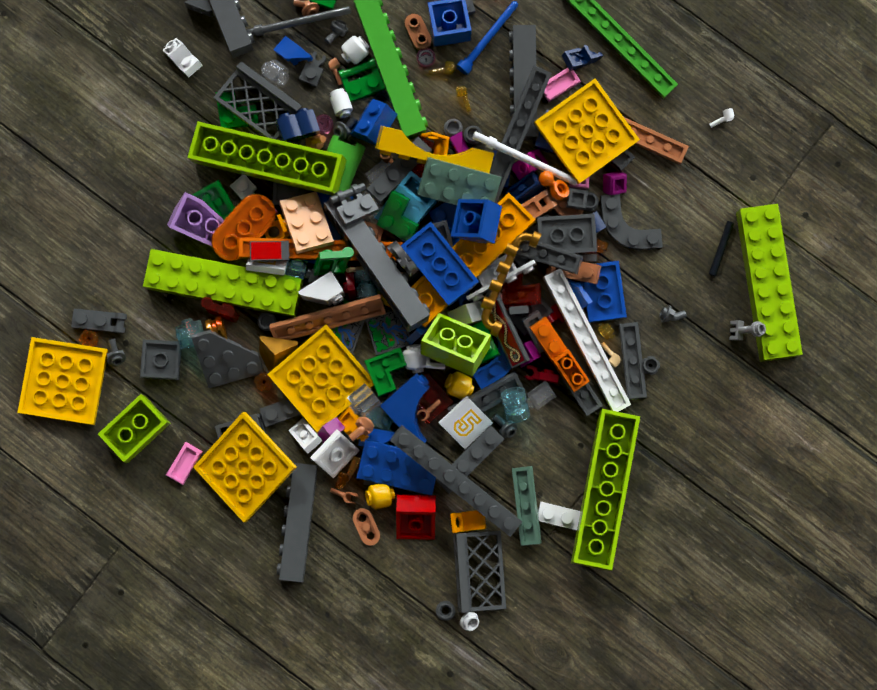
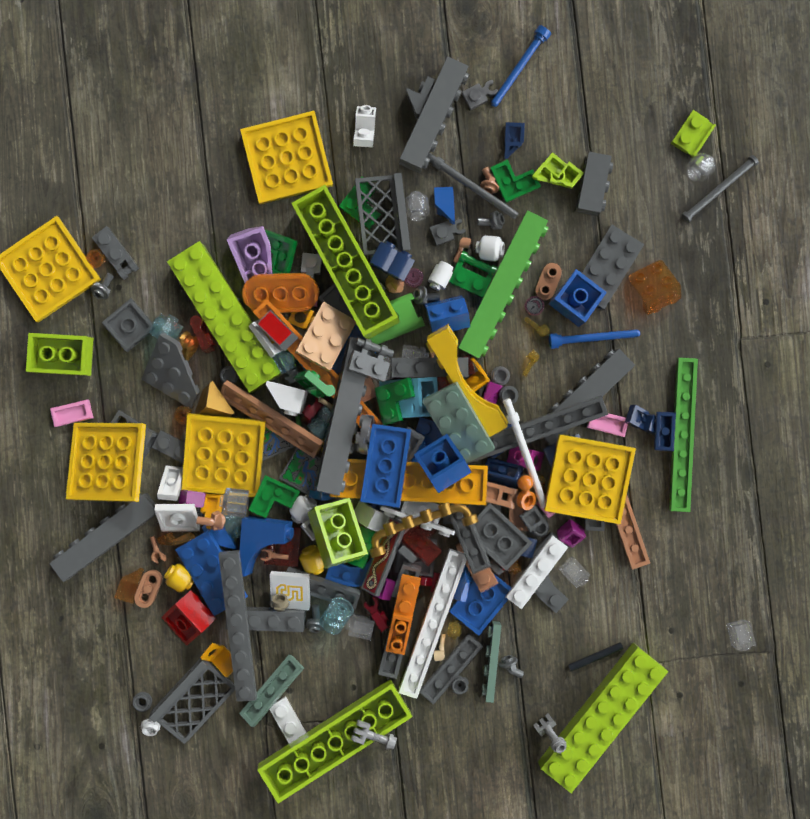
camera: 50 degrees right, 5 degrees up
(150, 133) = (286, 157): none -> yellow plate
(351, 540) = (128, 586): none -> clear orange slope
(467, 436) = (279, 602): none -> dark tan plate
(603, 48) = (665, 431): none -> dark blue slope
(618, 231) = (536, 572): none -> white plate
(642, 448) = (364, 733): none -> light grey hinge
(645, 205) = (574, 572): none -> clear brick
(659, 330) = (491, 669): none -> sand green plate
(728, 116) = (701, 570): white hand -> none
(801, 130) = (741, 635): none -> clear brick

